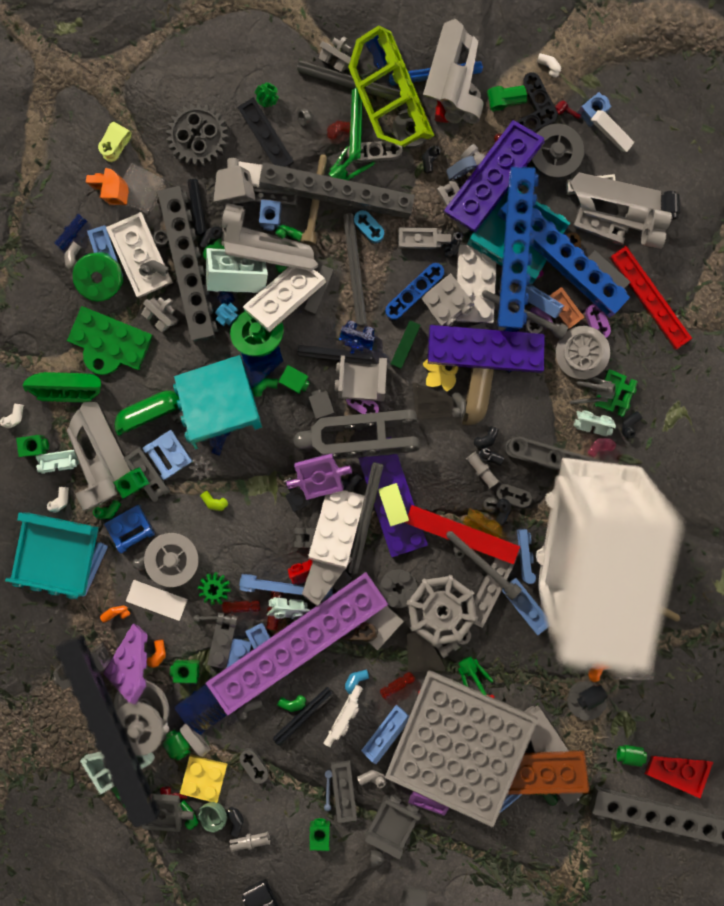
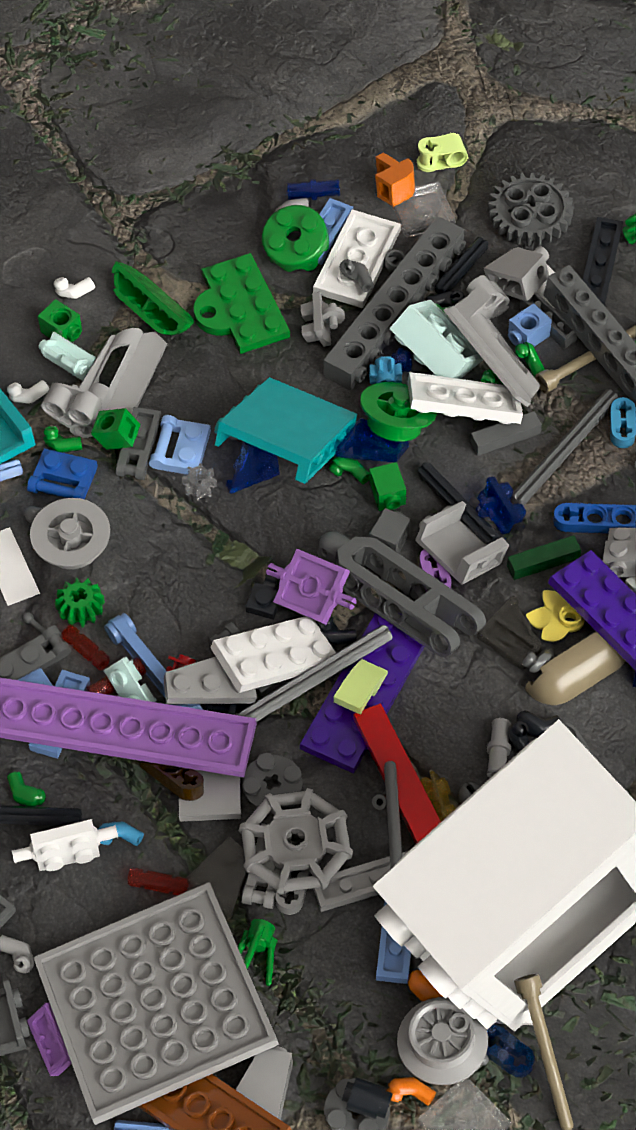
camera: 50 degrees right, 30 degrees down
(145, 411) = (199, 389): green brick -> none
(214, 504) = (173, 528): lime arm -> none
(385, 734) = (83, 918): medium blue plate -> none

